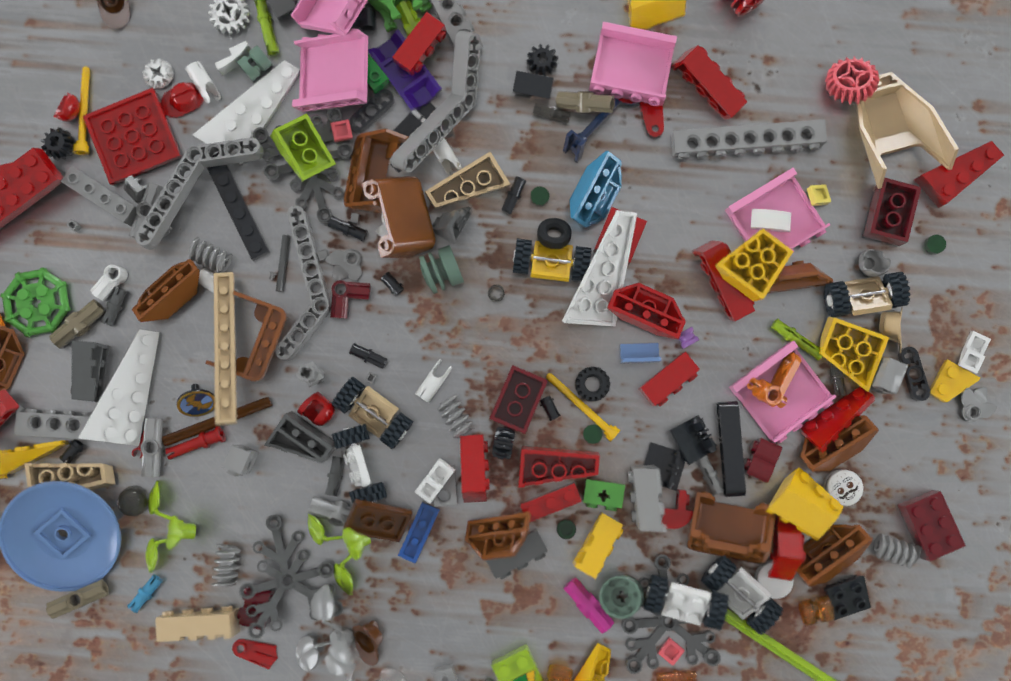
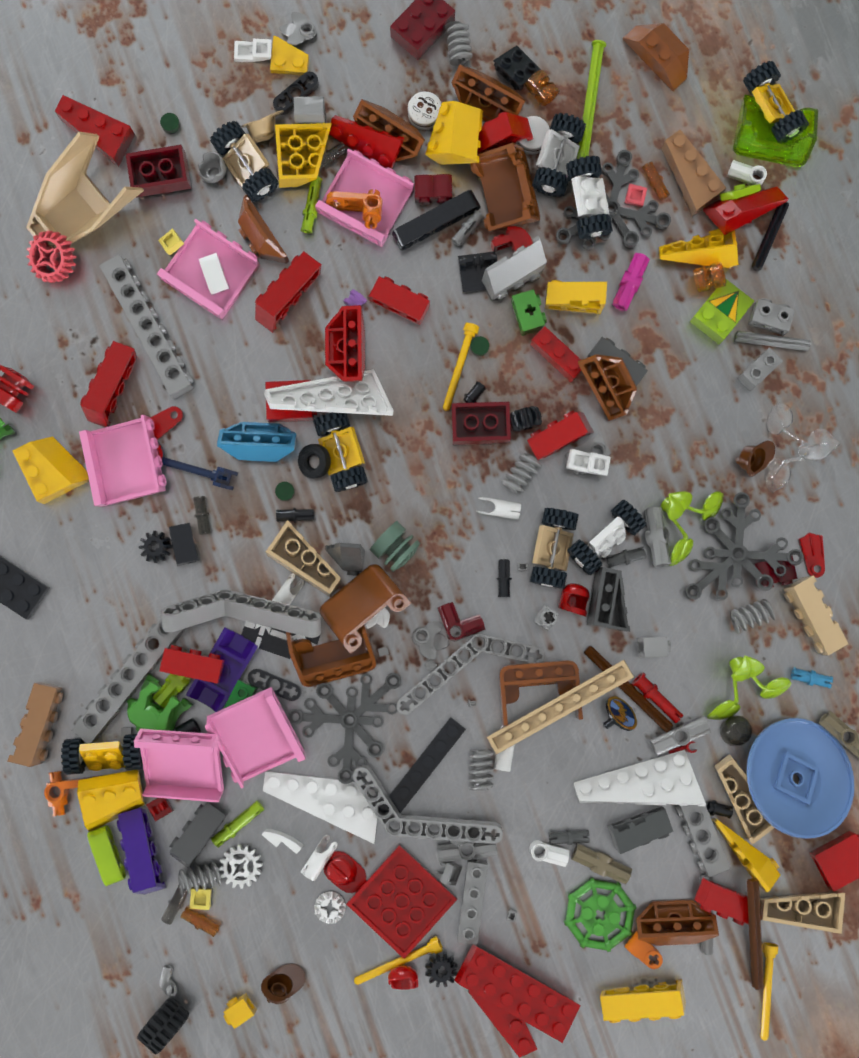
camera: 115 degrees left, 0 degrees up
(168, 292) = (532, 791): dark orange wedge -> none
(261, 60) = (272, 814): sand green wheel -> none
(282, 263) = (455, 699): dark grey bar -> none
(302, 147) = (341, 727): lime slope -> none
(339, 659) = (784, 468): light grey plant -> none
(341, 130) = (306, 702): coral tile -> none
(347, 228) = (395, 653): black pin -> none
(378, 520) = (647, 496): reddish brown tile -> none
(395, 287) = (428, 587): black pin -> none
(418, 532) = (639, 458): blue plate -> none
(493, 298) = (386, 489): clear smoke bush -> none
(547, 465) = (523, 364): red wedge -> none
(566, 529) = (574, 331): dark green tile -> none
(585, 101) = (178, 487): dark tan piece -> none
(592, 372) = (435, 354): black tyre -> none
(616, 606) = (621, 257): sand green wheel -> none
(639, 353) = (388, 336): medium blue panel -> none
(693, 439) = (443, 254): black hinge -> none
(755, 264) = (264, 263): yellow wedge -> none

